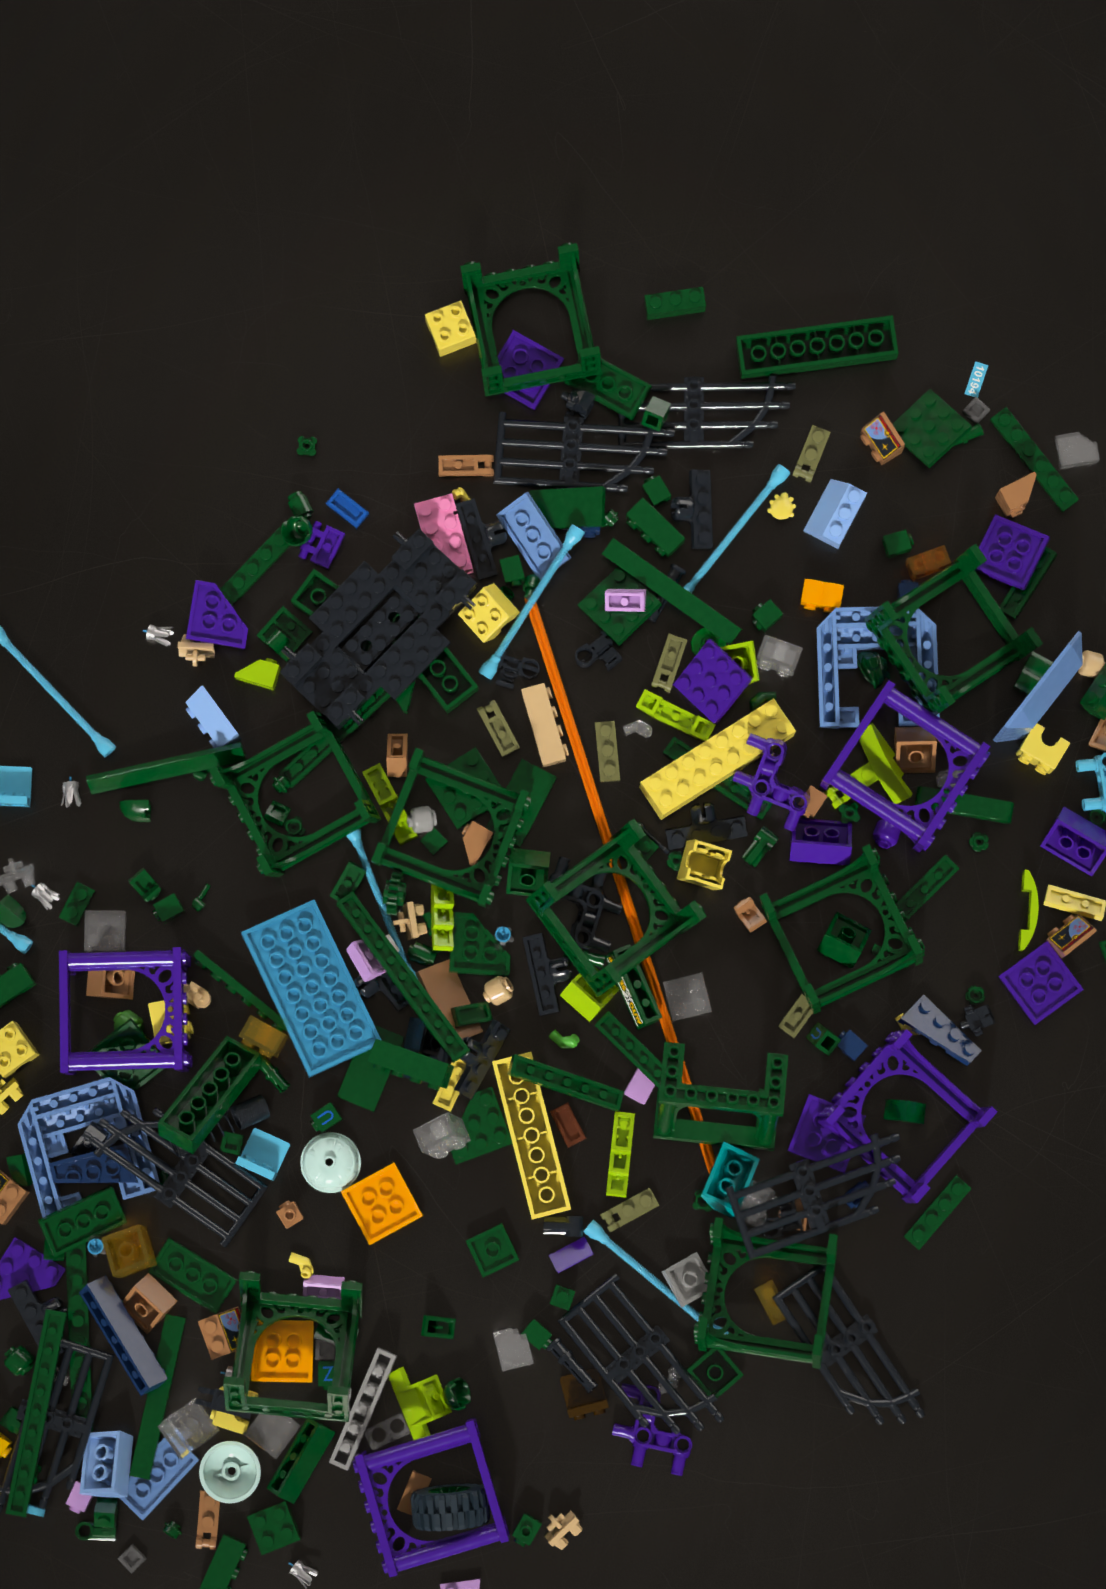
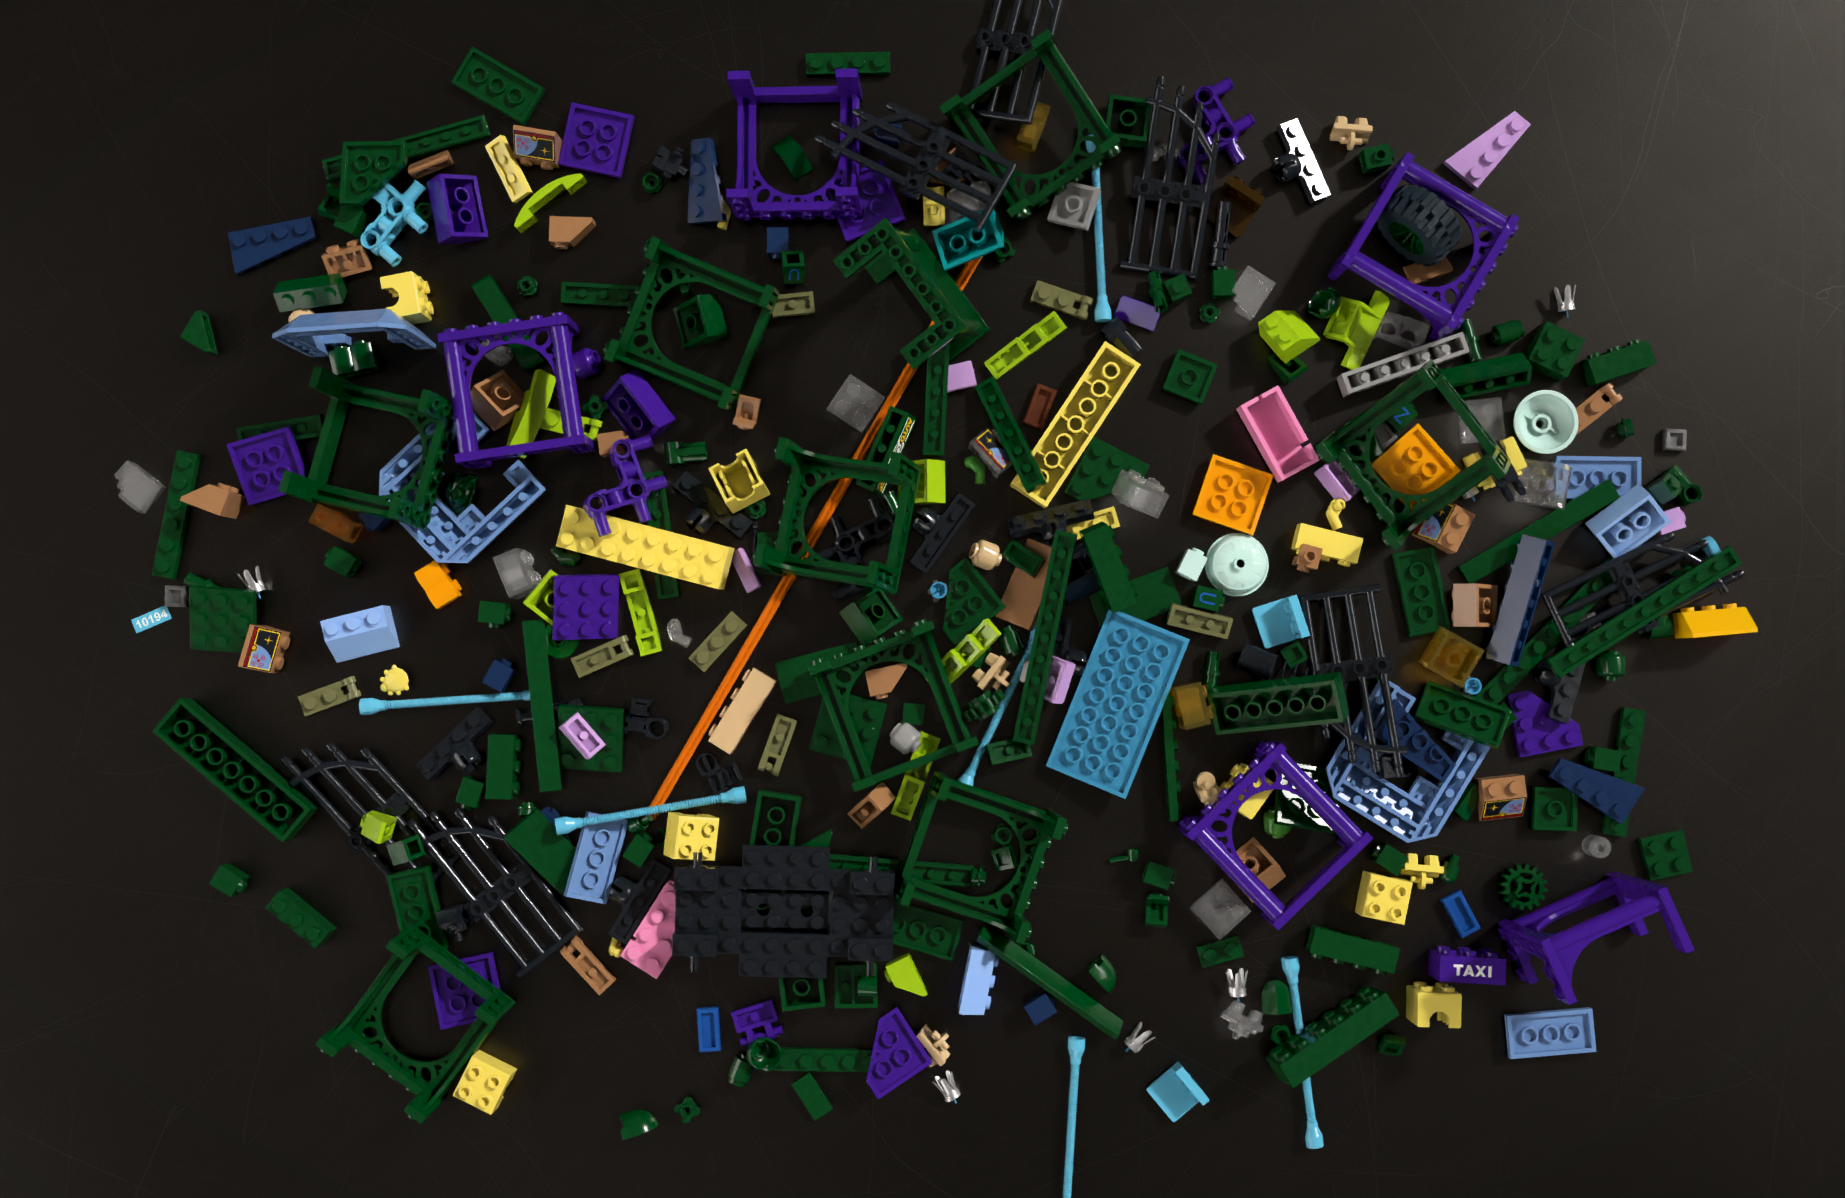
camera: 135 degrees left, 5 degrees up
(32, 1078) = (1388, 858): none -> dark green brick
(154, 746) = (1040, 1007): none -> dark blue brick
(238, 537) = (812, 1095): none -> dark green tile
(277, 715) = (926, 930): none -> dark green tile
(285, 1240) = (1334, 544): none -> light yellow brick
(315, 1098) = (1199, 621): none -> olive plate
(317, 1507) = (1507, 332): none -> dark green brick
(329, 404) = (636, 1123): none -> dark green brick
(336, 1475) = (1472, 341): none -> dark green pin
(359, 1129) = (1191, 564): none -> light aqua brick
(395, 1273) = (1277, 434): none -> bright pink piece
(459, 1347) = (1287, 334): none -> lime slope
(520, 1307) = (1205, 317): none -> dark green plate
(566, 1059) = (991, 452): none -> slope
(573, 1281) = (1157, 292): none -> dark green pin
(573, 1472) = (1300, 162): none -> plate
(640, 814) = (745, 570): none -> lavender slope
(689, 409) = (378, 826): none -> lime slope
(720, 582) = (500, 674): none -> dark blue brick
(744, 278) = (230, 880): none -> dark green brick
(771, 1170) = (933, 212): none -> light yellow hips
(938, 468) = (259, 586): none -> flat silver piece
(992, 905) = (569, 231): none -> medium nougat slope

